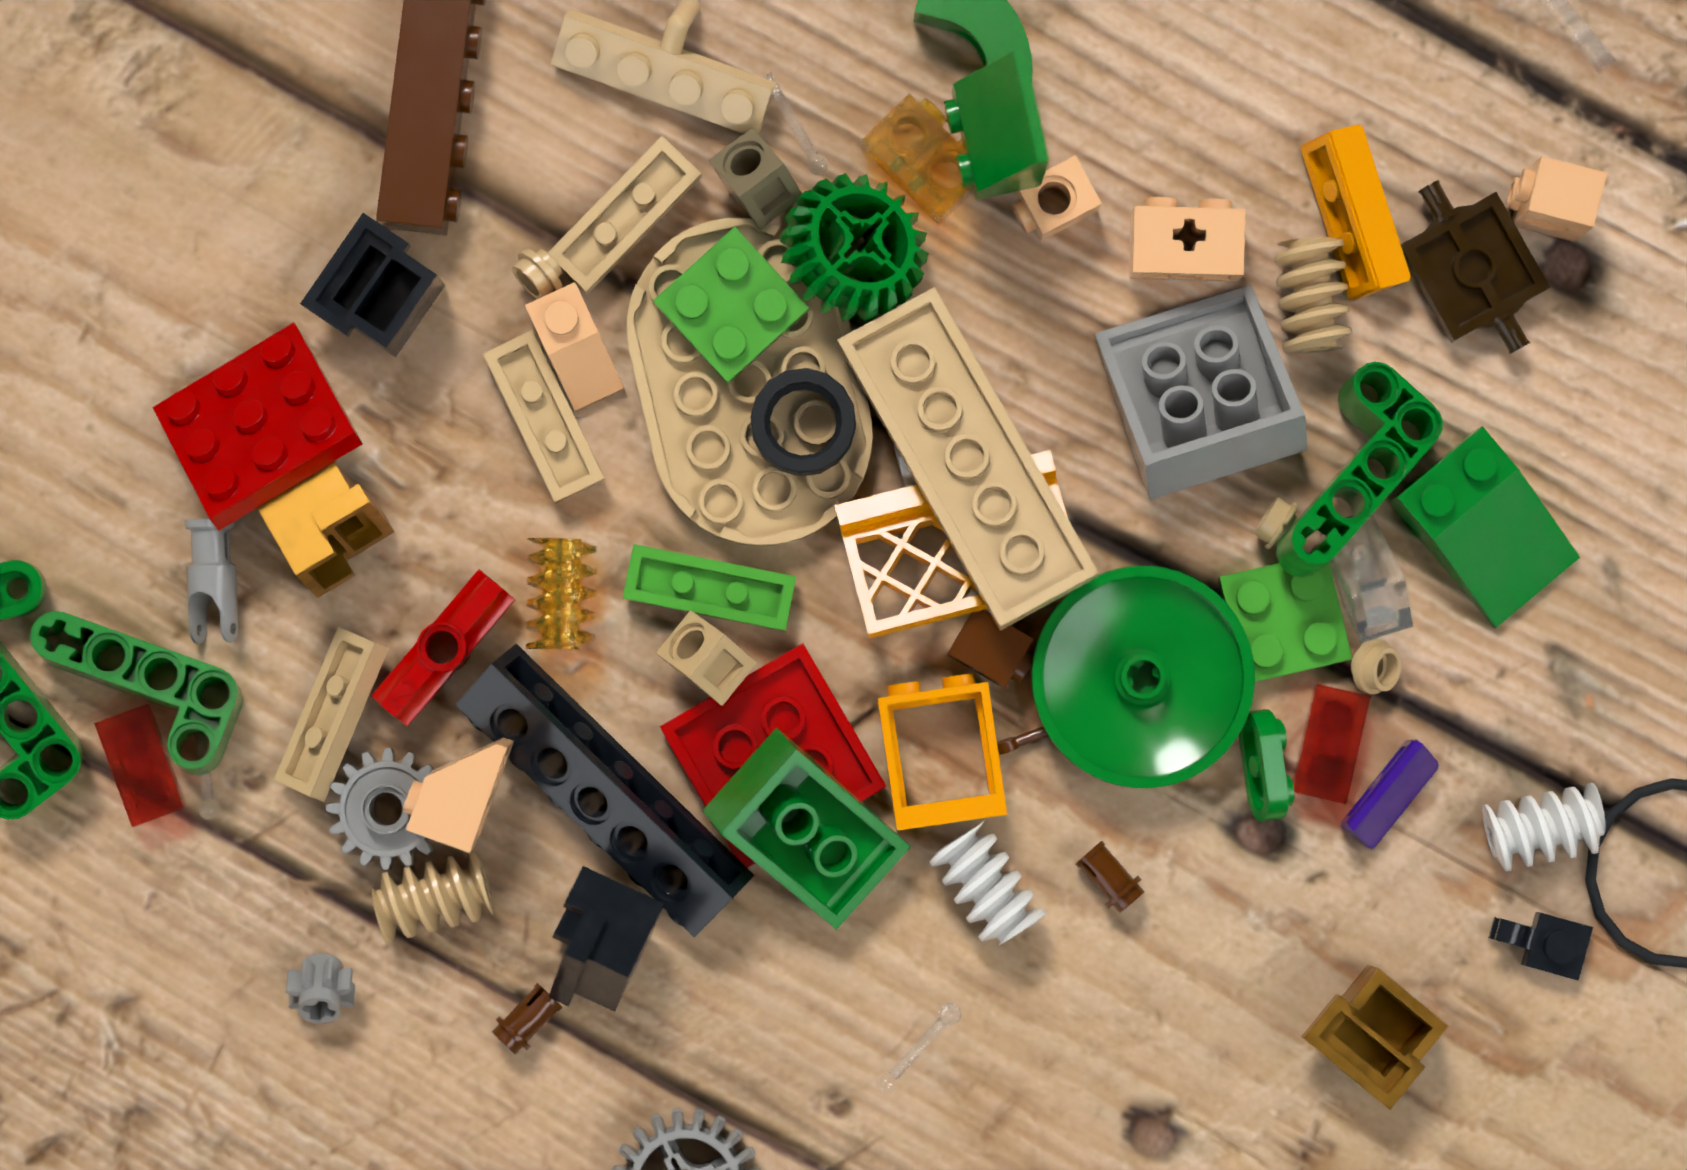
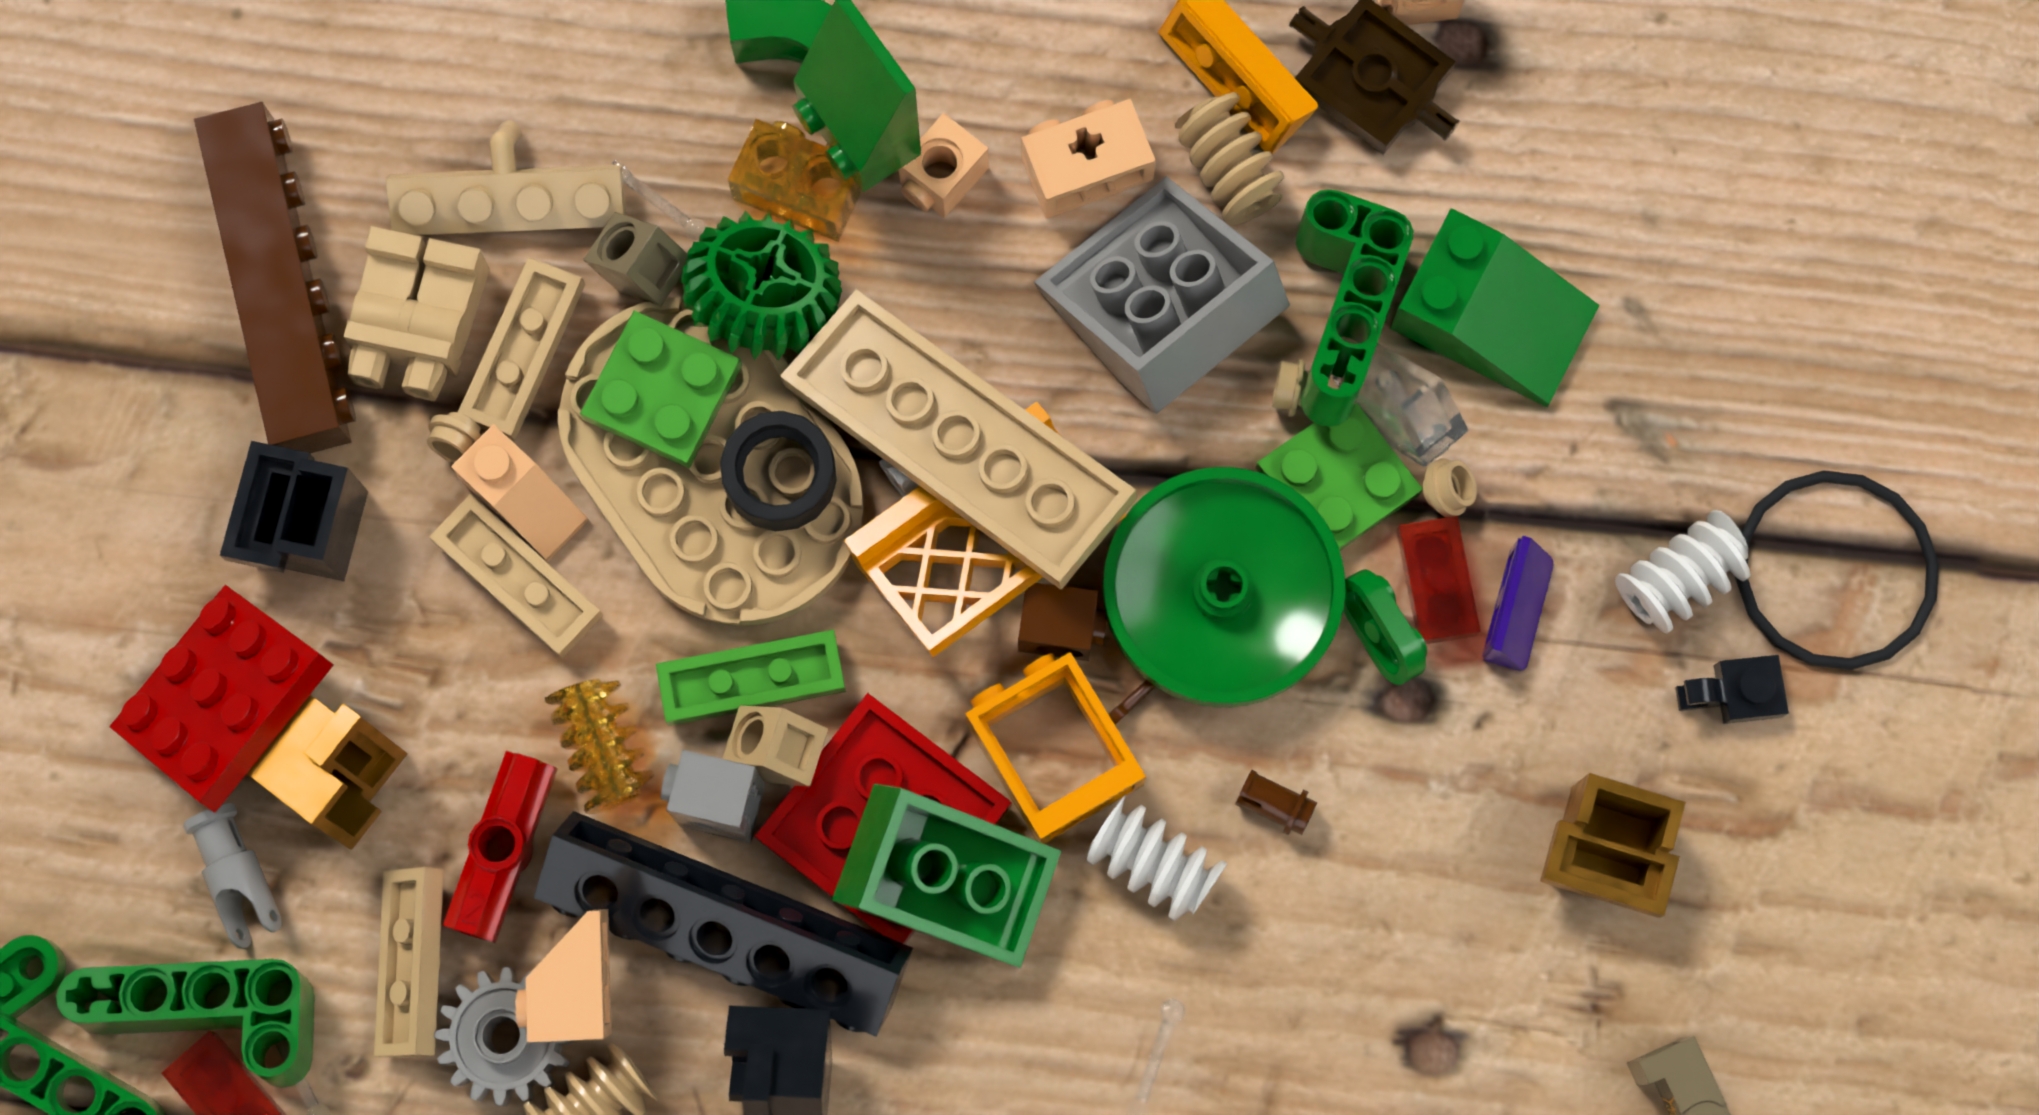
camera: 20 degrees left, 10 degrees down
(541, 163) = (413, 310): none -> tan hips
(637, 682) = (713, 795): none -> light grey brick

